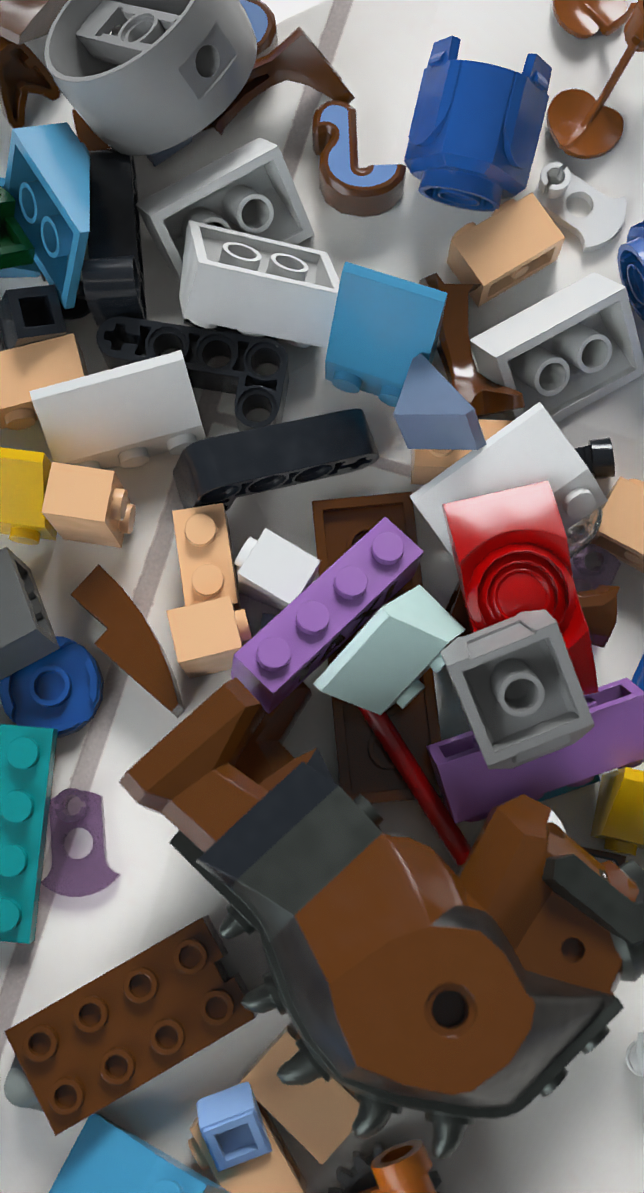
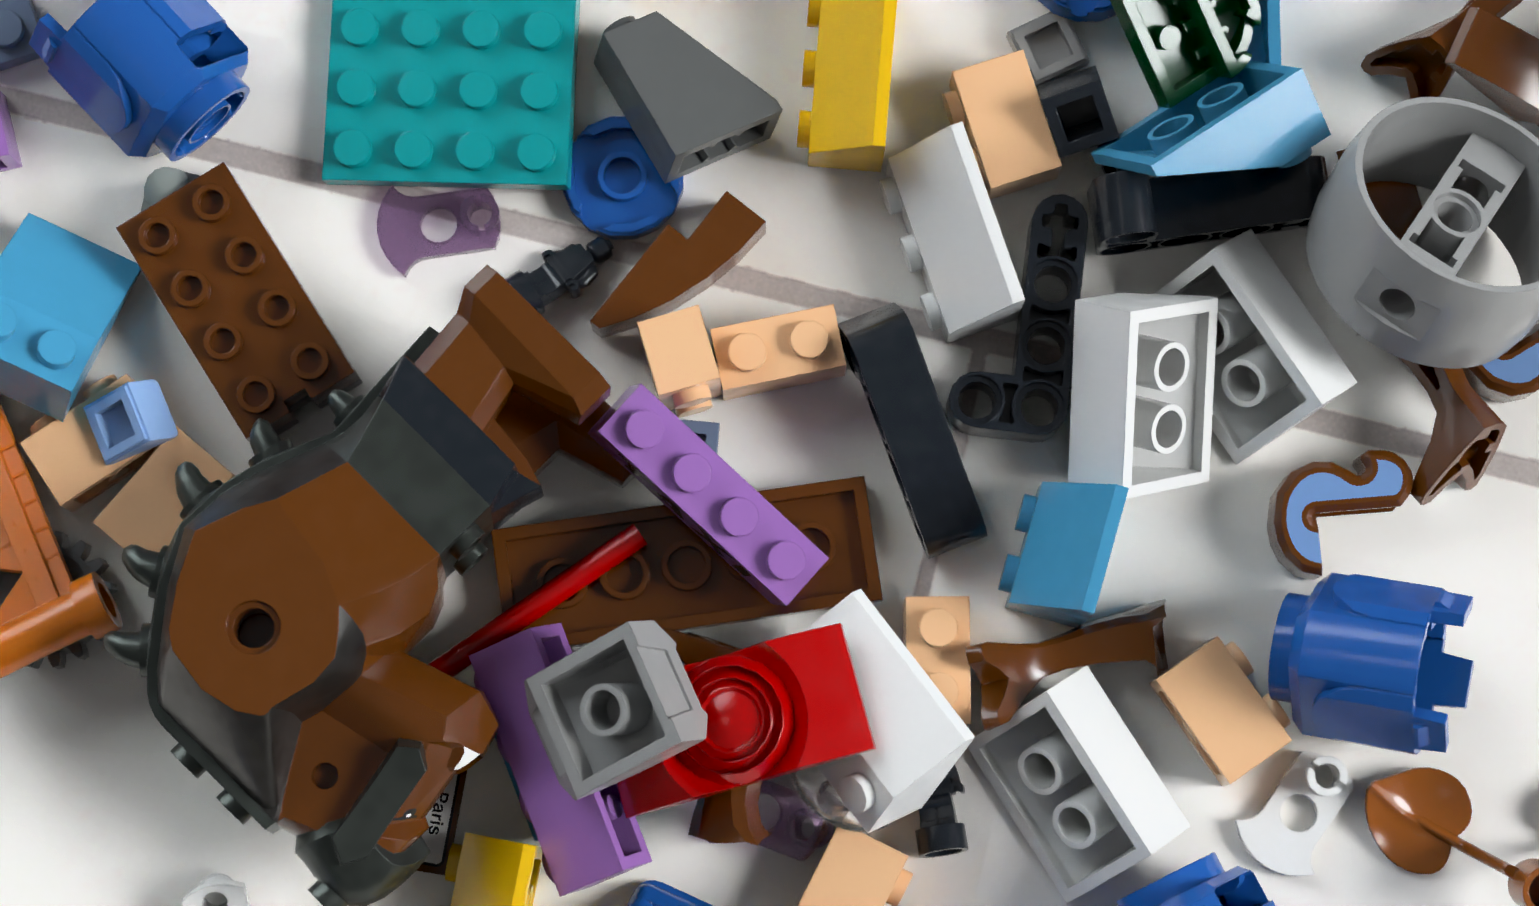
camera: 85 degrees right, 5 degrees up
(88, 505) = (837, 204): light nougat brick -> none
(124, 732) = (562, 271): none -> black piece
(274, 570) = (762, 432): white slope -> none
(392, 653) = (661, 573): light aqua slope -> none
(434, 412) = (962, 607): sand blue slope -> none

